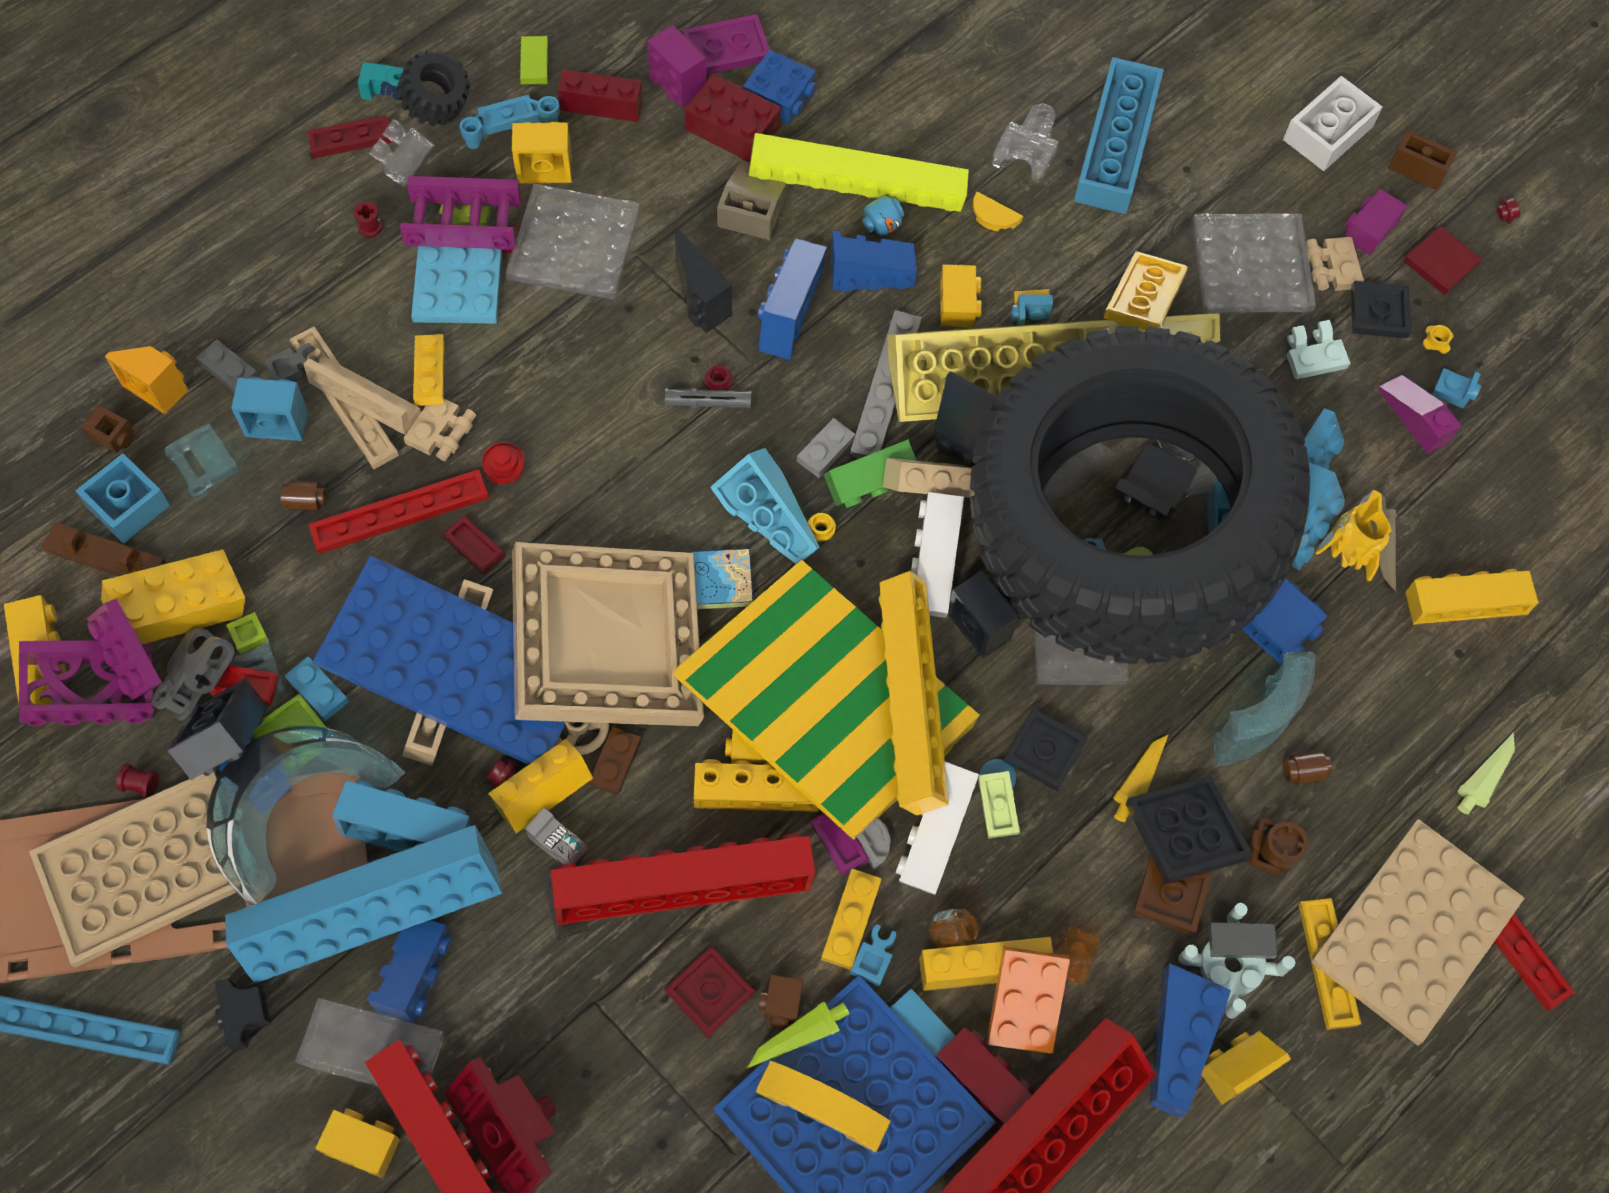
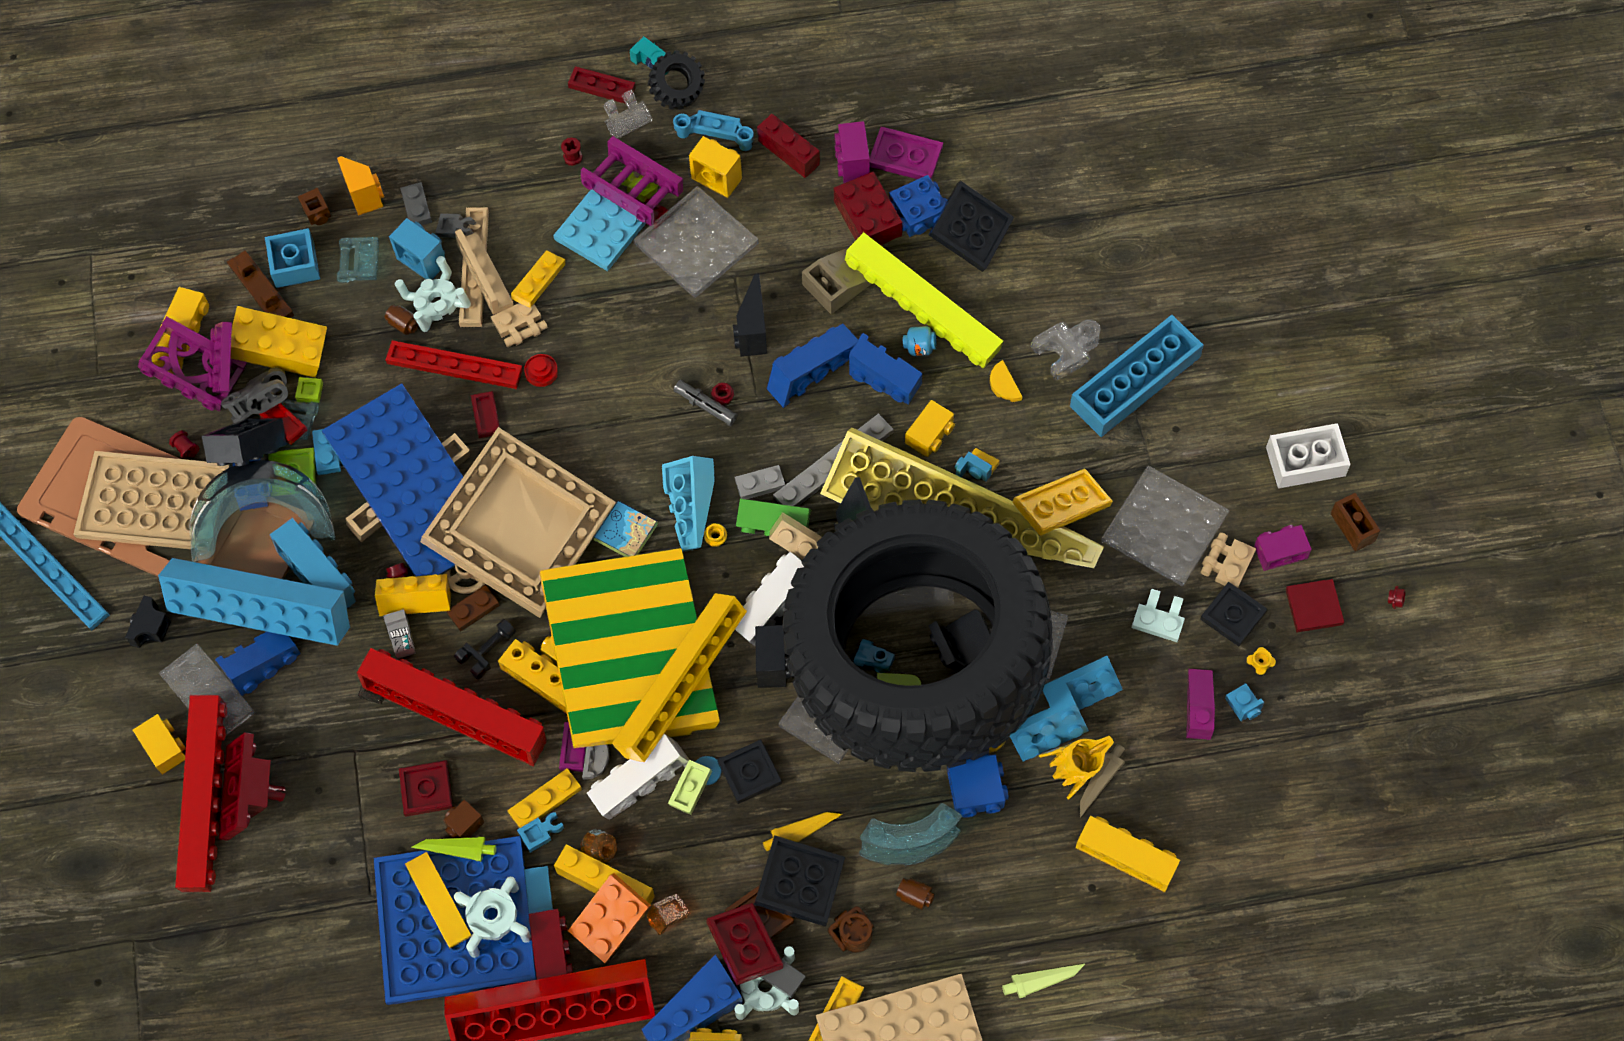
camera: 40 degrees right, 0 degrees up
(316, 442) = (430, 289): none -> light aqua plate
(534, 60) = (765, 94): lime tile -> none
(670, 761) = (505, 629): none -> black bar
(849, 77) = (971, 226): none -> black plate
(896, 1101) = (495, 928): none -> light aqua plate
(1191, 931) = (744, 943): none -> dark red tile

